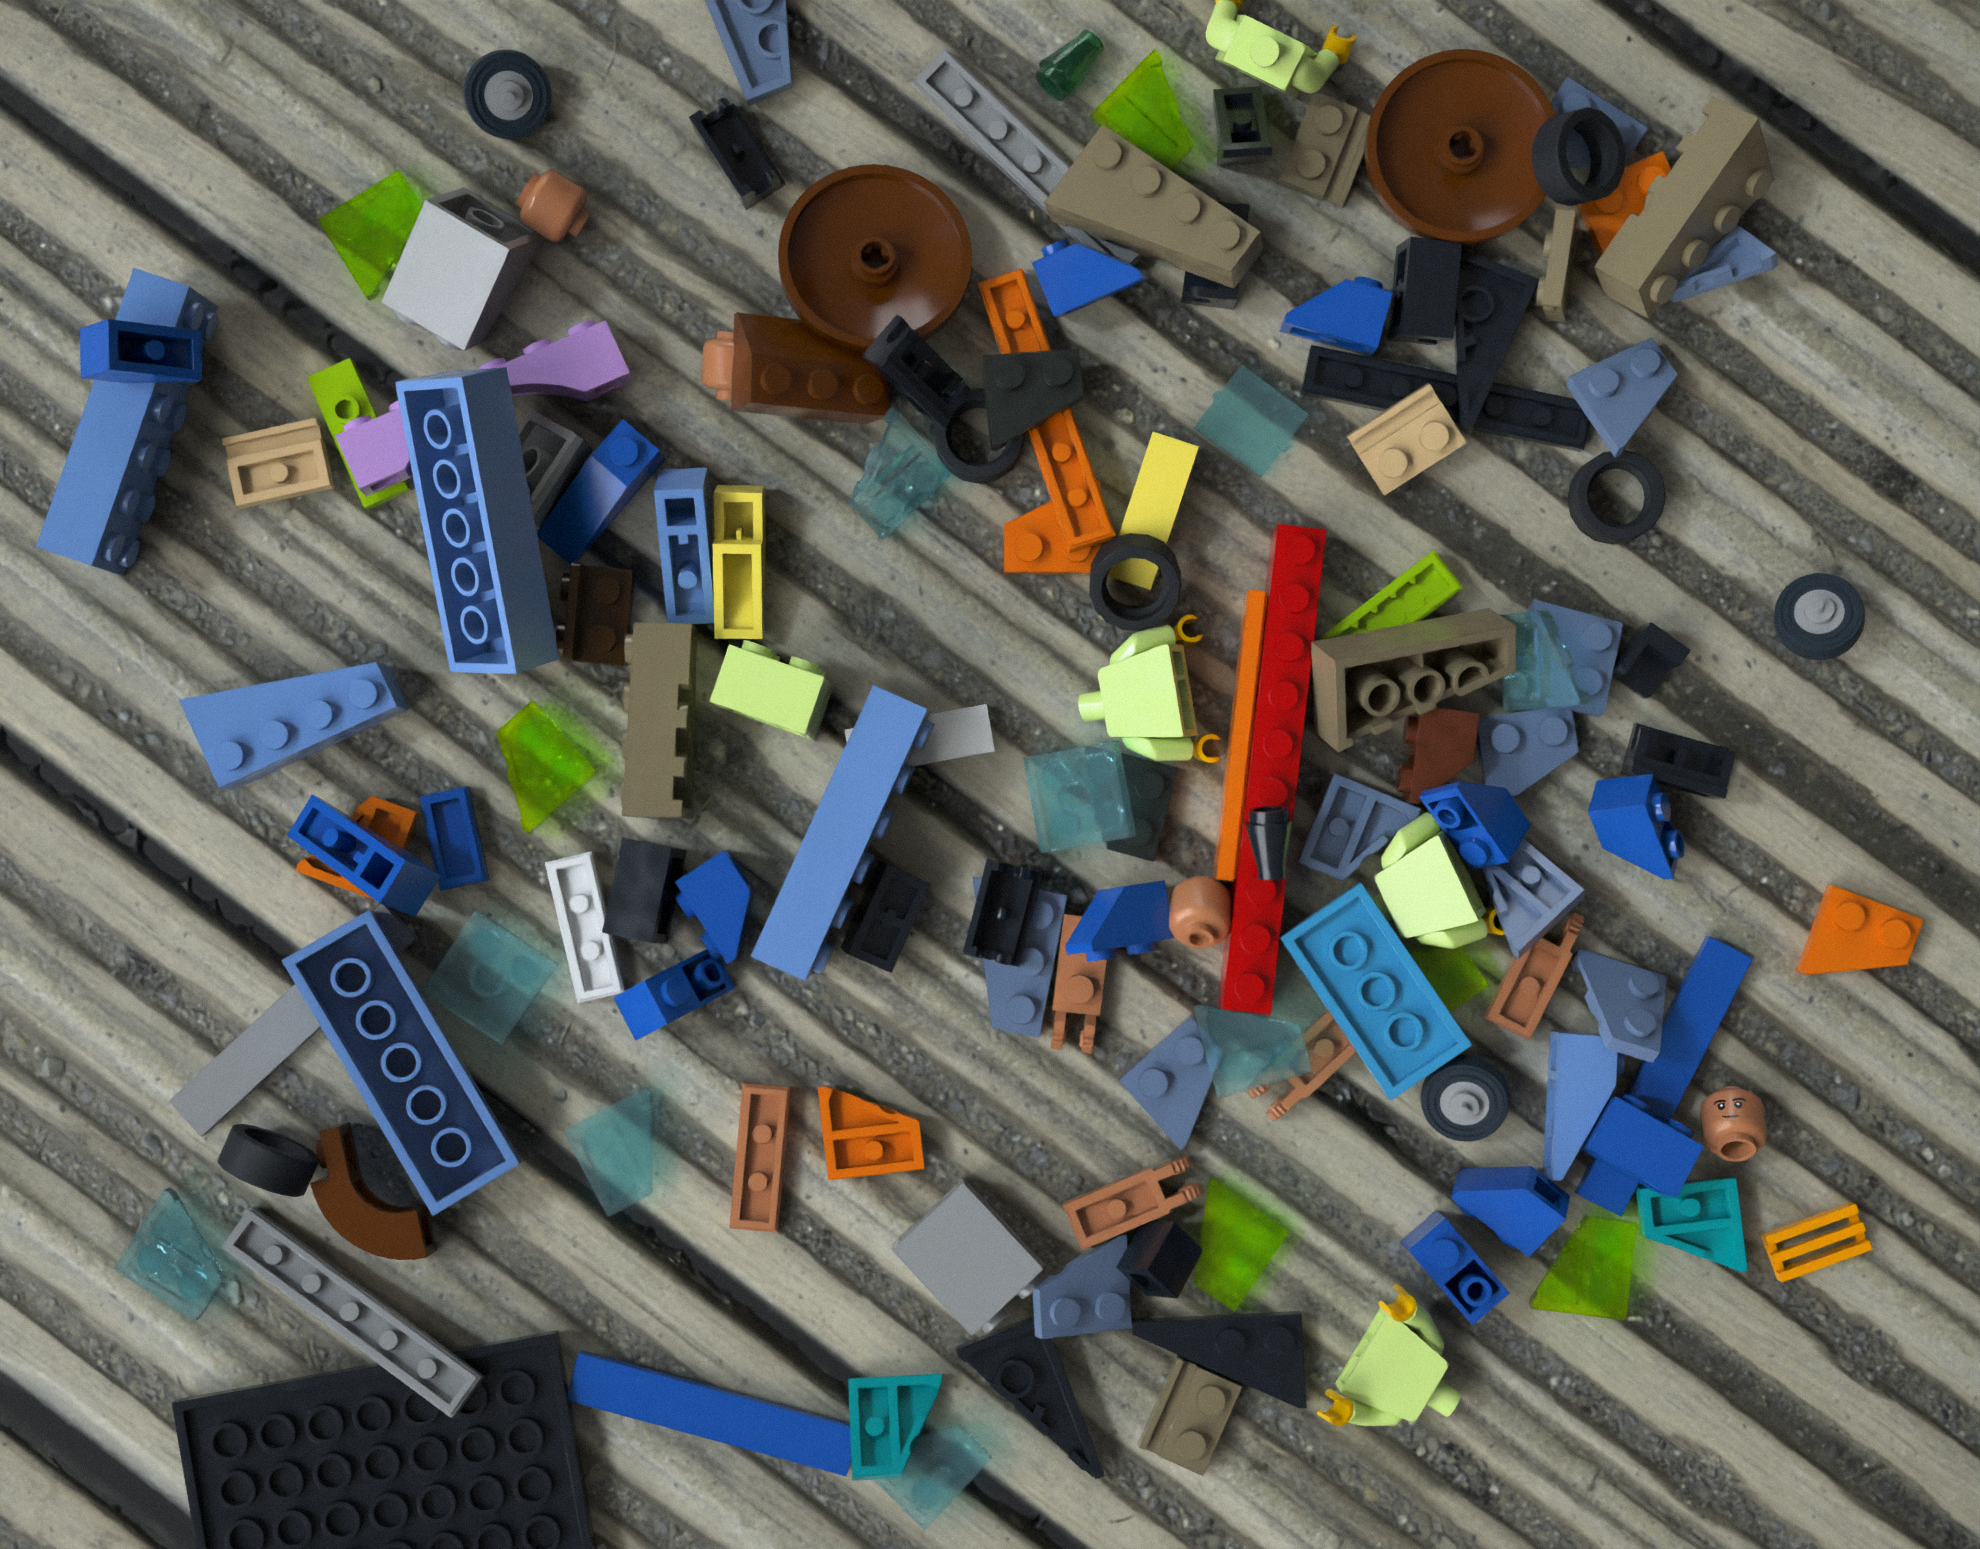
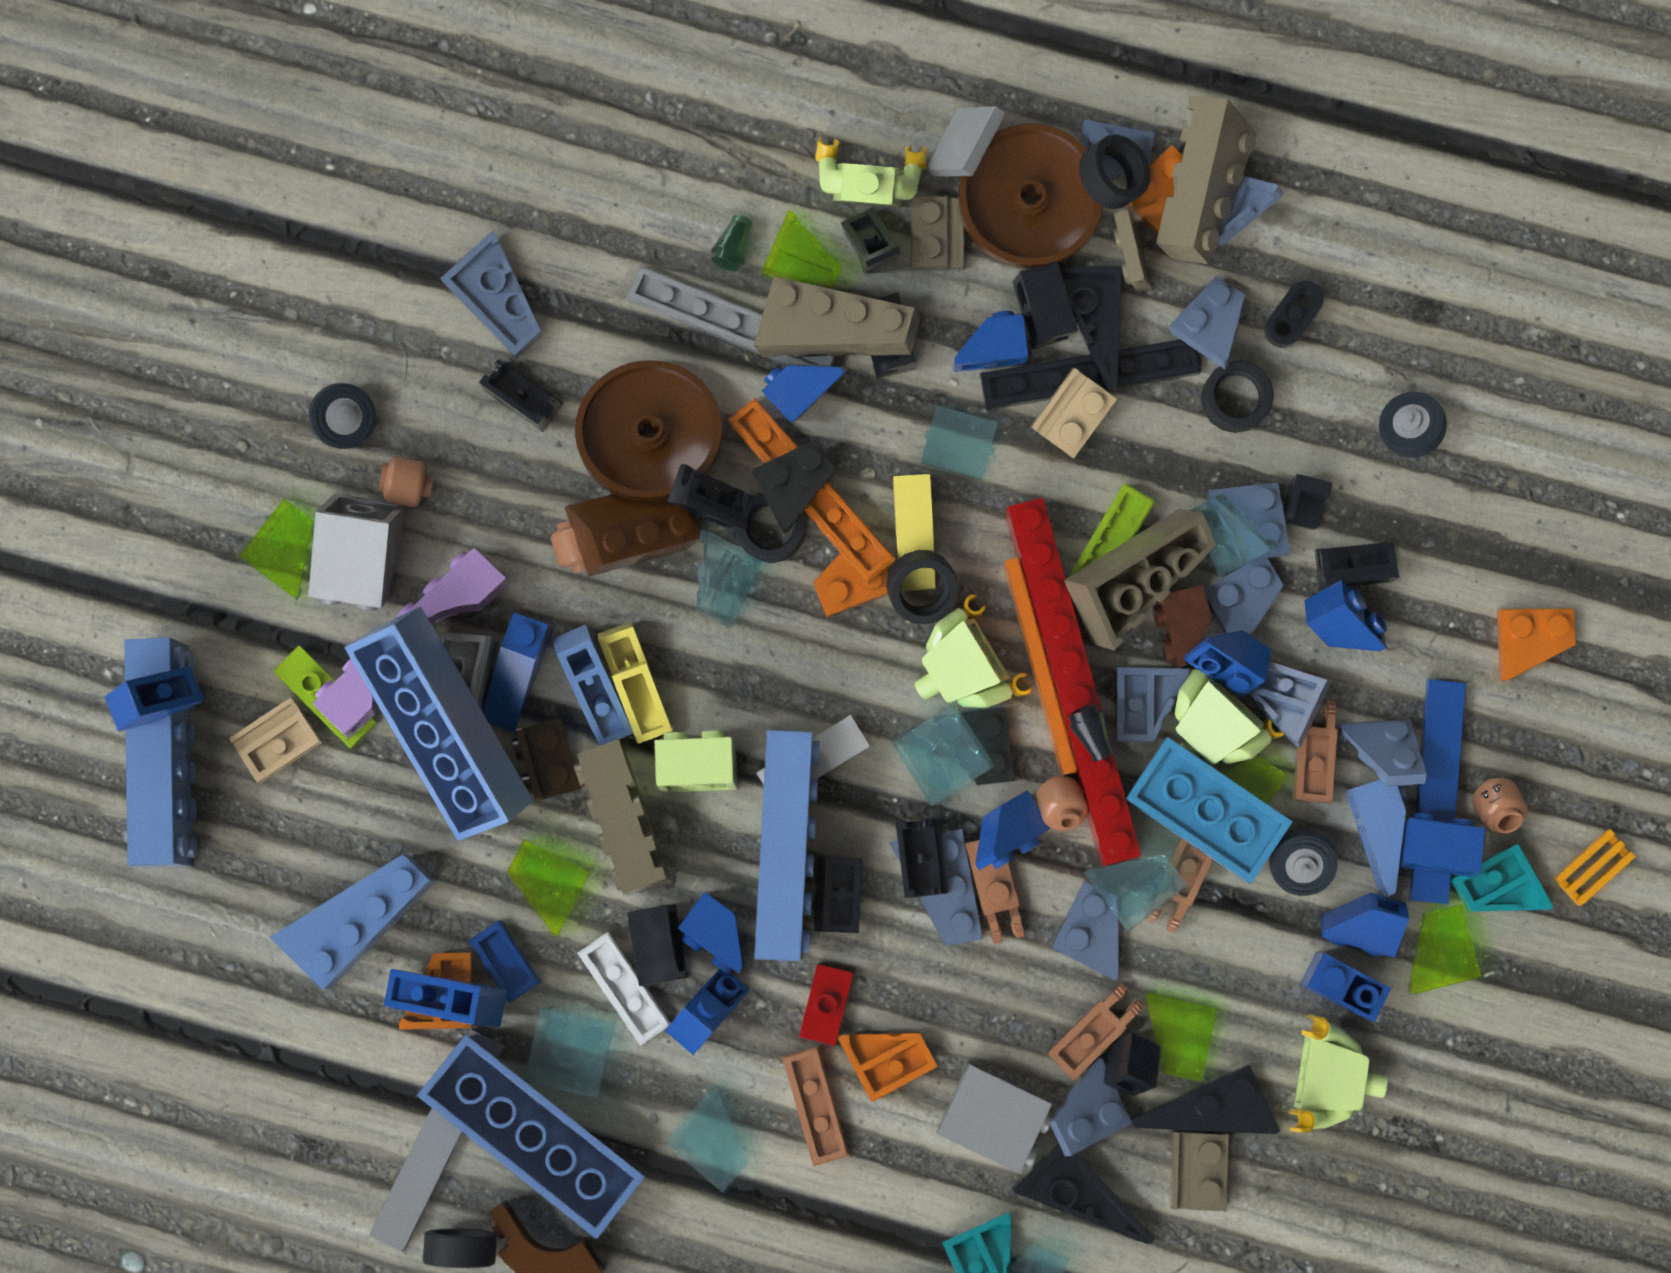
camera: 25 degrees left, 5 degrees down
(820, 1041) = (826, 1005): none -> red plate
(1408, 47) = (965, 141): none -> light grey tile
(1726, 422) = (1293, 315): none -> black plate

